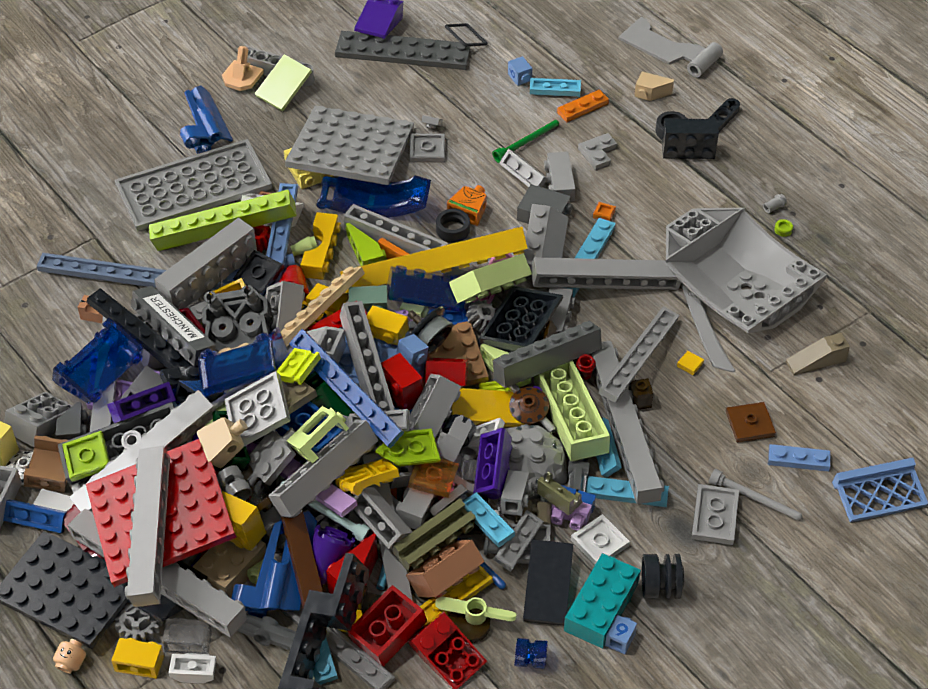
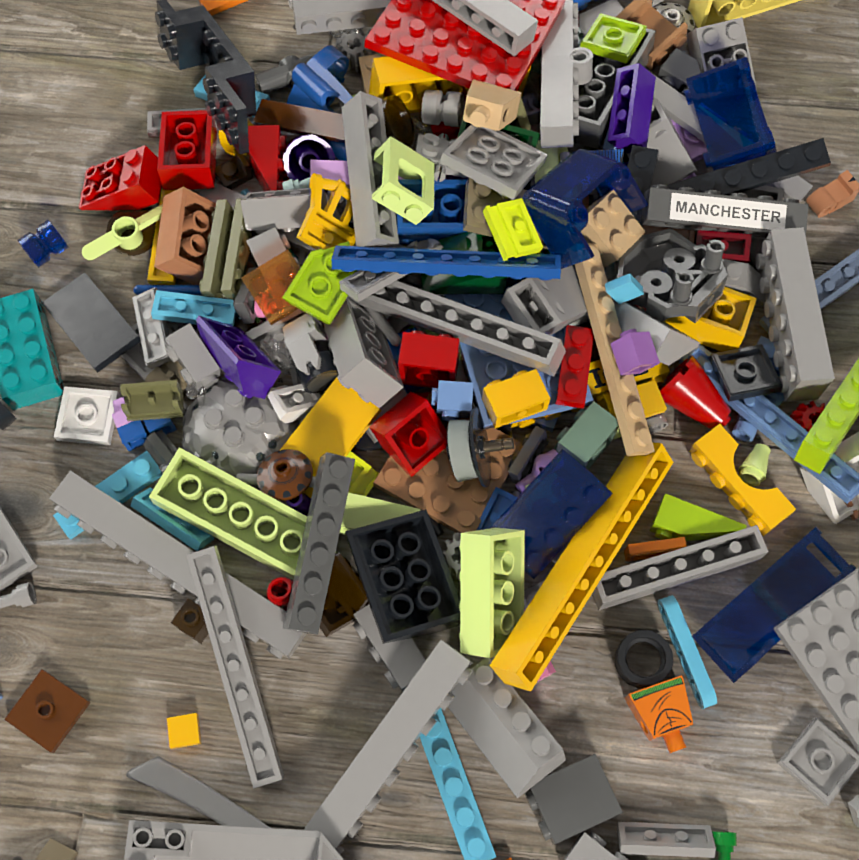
camera: 135 degrees right, 20 degrees up
(273, 320) = (624, 288): none -> medium azure tile
(309, 292) = (634, 352): none -> medium lavender brick
(430, 214) = (687, 652): none -> medium azure beam

